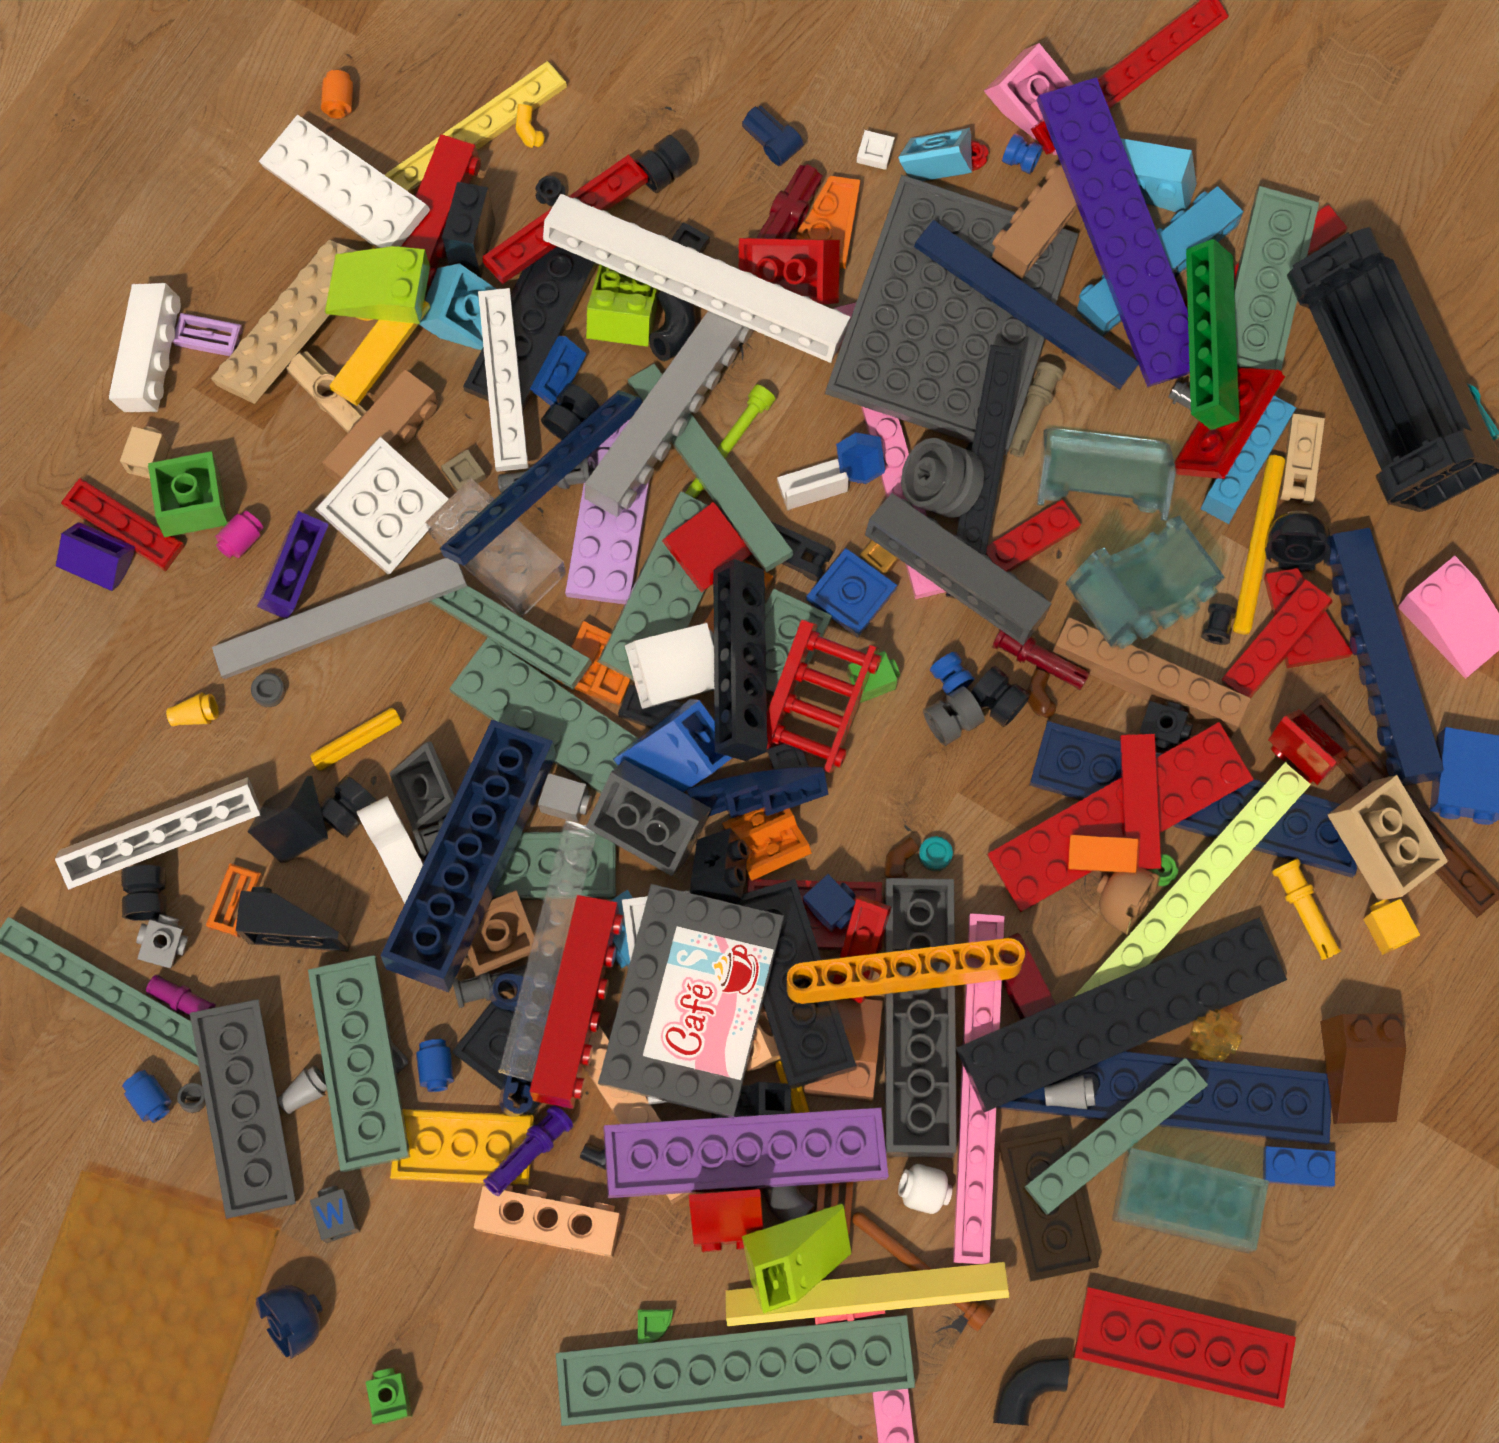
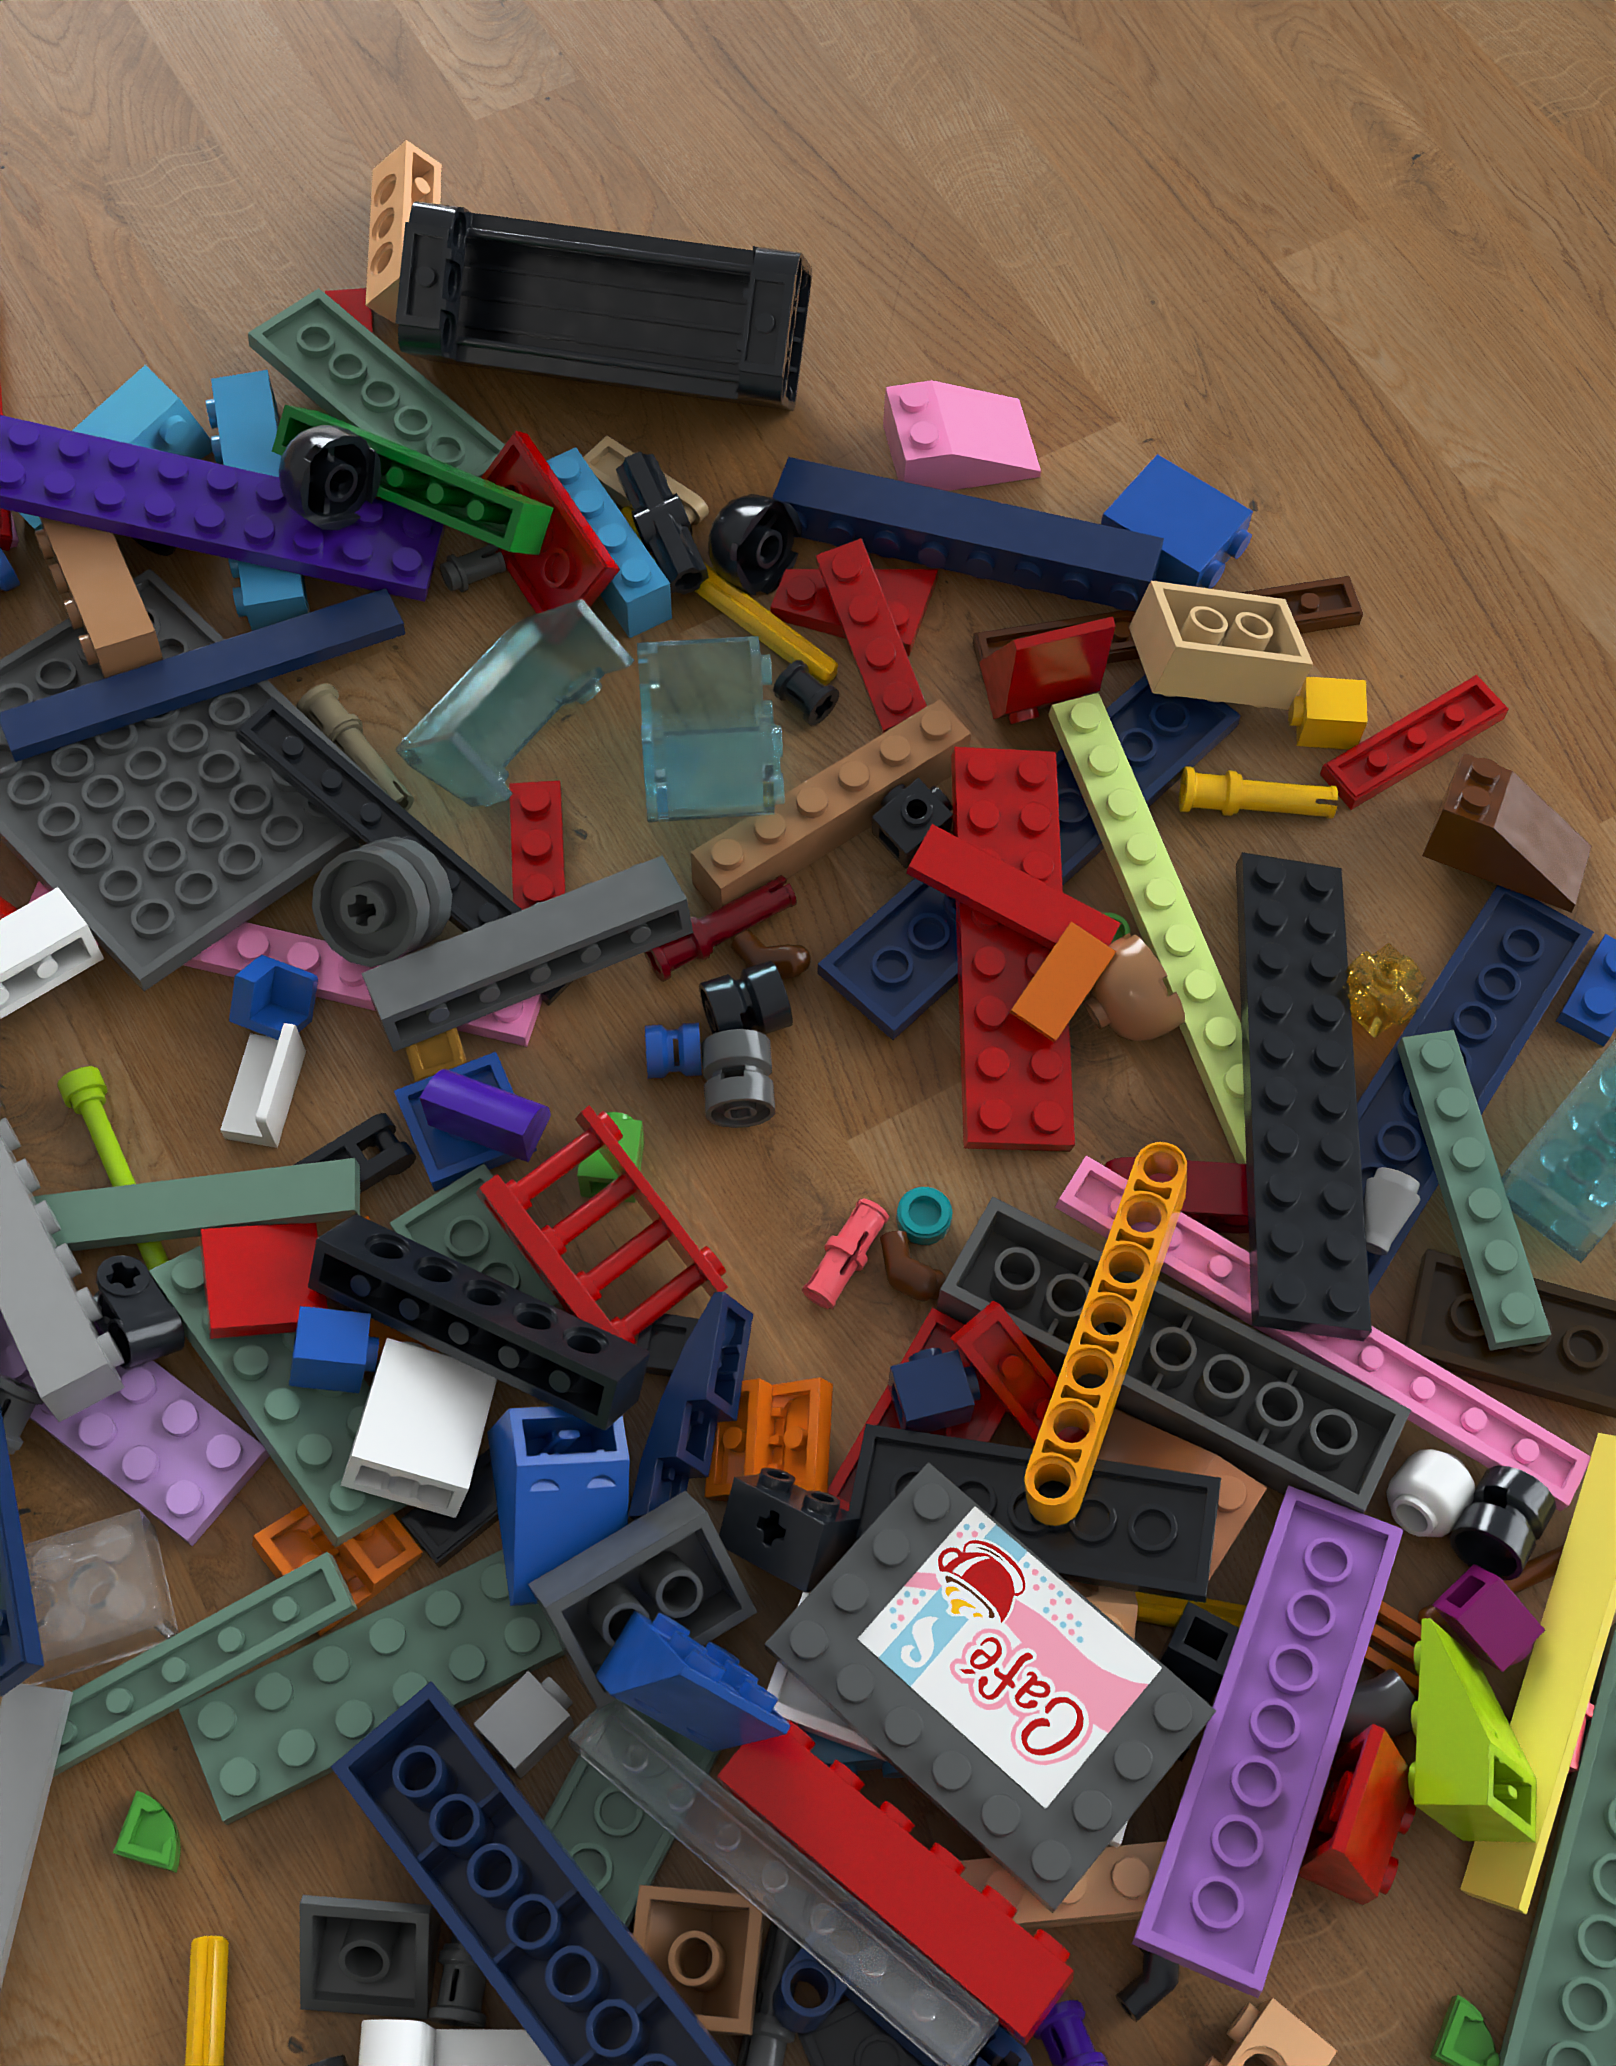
camera: 65 degrees left, 10 degrees down
(427, 660) = (149, 1835): none -> bright green tile
(614, 857) = (689, 1685): none -> blue slope
(656, 498) = (136, 1312): none -> black piece
(688, 601) = (332, 1350): none -> blue brick
(856, 599) = (484, 1114): none -> dark purple brick
(869, 1245) = (1489, 1618): none -> magenta brick
(890, 824) = (845, 1253): none -> coral pin
(926, 1232) = (1503, 1522): none -> black wheel
(1176, 292) = (329, 475): none -> black cylinder
(1276, 483) = (662, 522): none -> black piece
(1407, 986) = (1413, 741): none -> red tile
(1408, 212) = (396, 184): none -> light nougat brick

